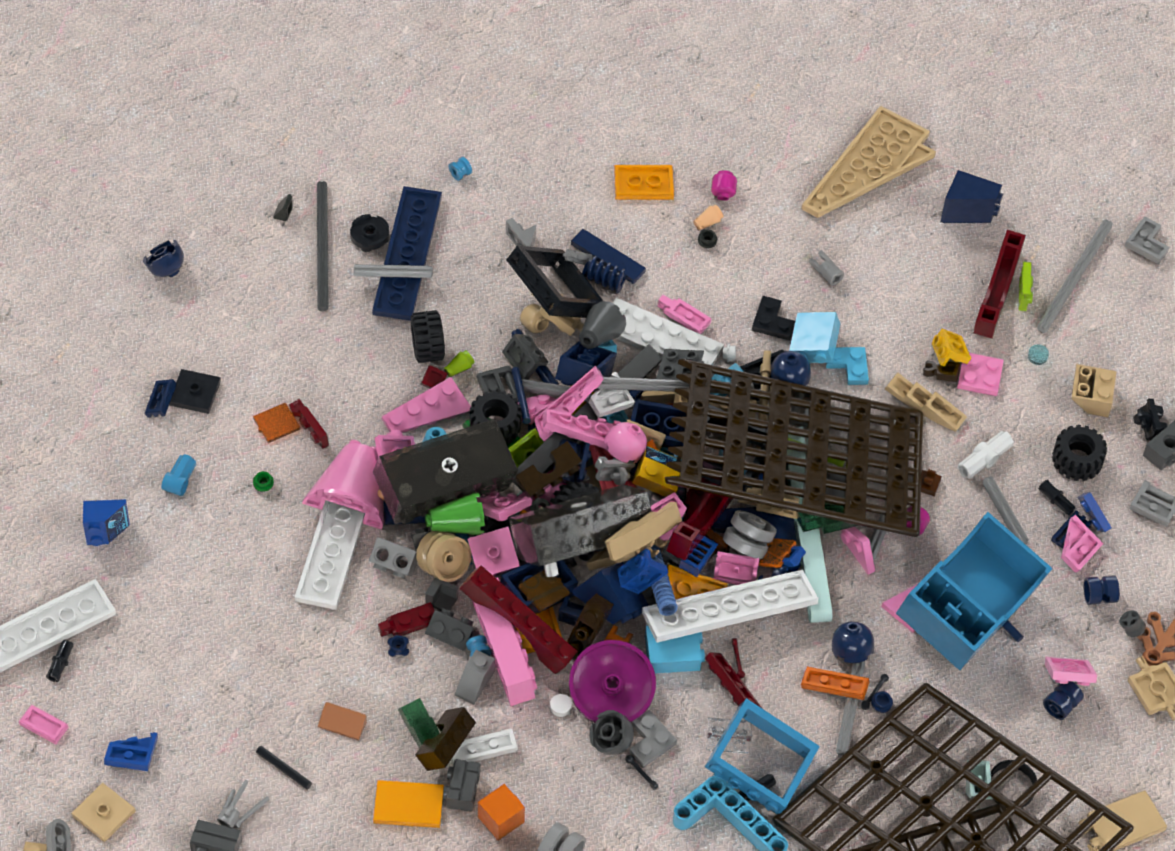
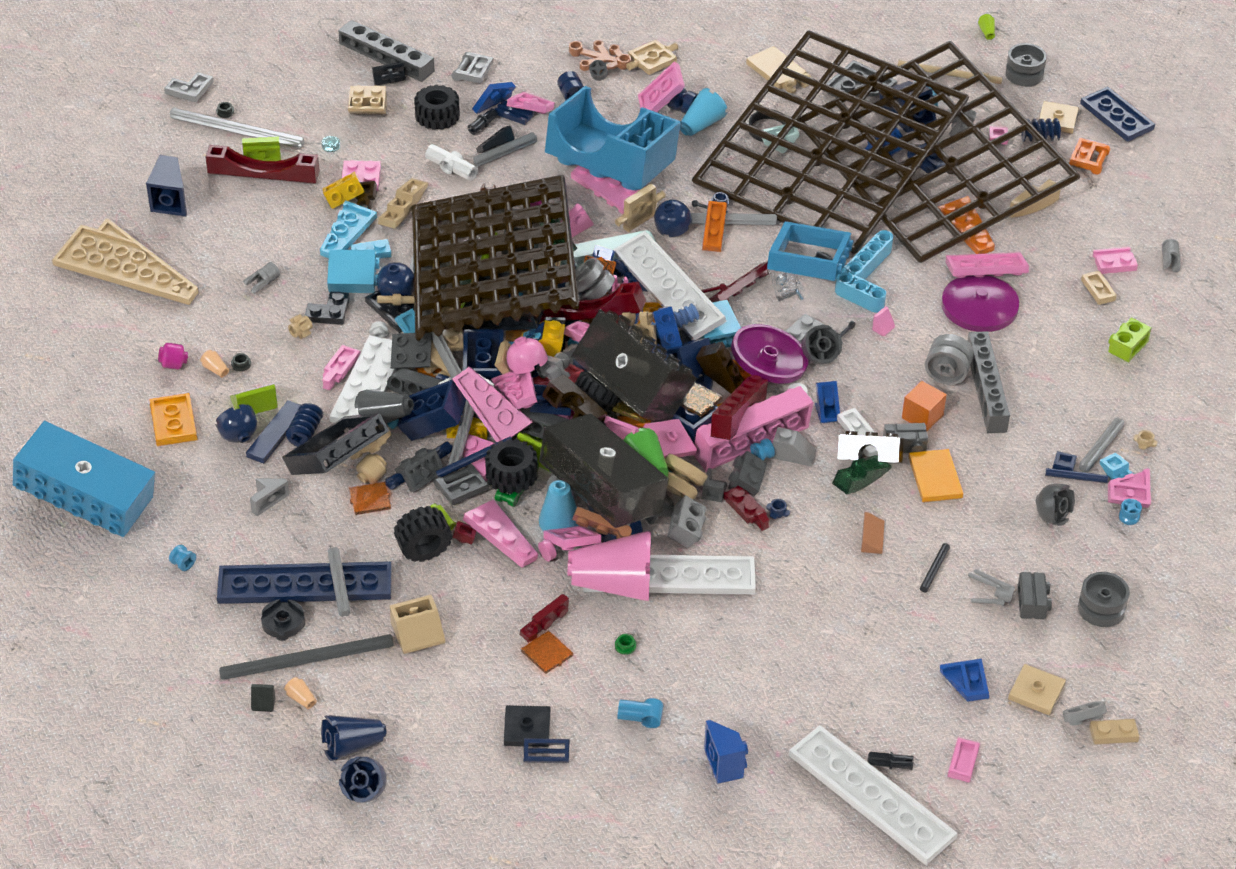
camera: 100 degrees left, 10 degrees down
(217, 256) = (350, 734): none -> dark blue cone
(279, 234) = (298, 691): none -> light nougat cone
(327, 323) = (417, 624): none -> tan slope
(503, 317) = (370, 498): none -> clear orange piece
(531, 724) = (827, 401): none -> blue slope
(557, 95) = (83, 478): none -> dark azure piece
(577, 257) = (289, 444): light grey axle -> none
(612, 222) = (237, 424): none -> dark blue cylinder
(644, 531) = (636, 315): tan slope -> none
(647, 814) = (883, 322): none -> bright pink slope
(653, 241) = (259, 399): none -> lime slope
(744, 287) = (300, 326): none -> tan gear
(868, 608) = (639, 207): none -> tan plate
(896, 352) = (348, 228): none -> medium azure wing
(1018, 504) = (500, 137): none -> black slope
(1034, 712) = (703, 112): none -> medium azure cone
(1105, 267) = (225, 109): none -> pearl dark grey plate

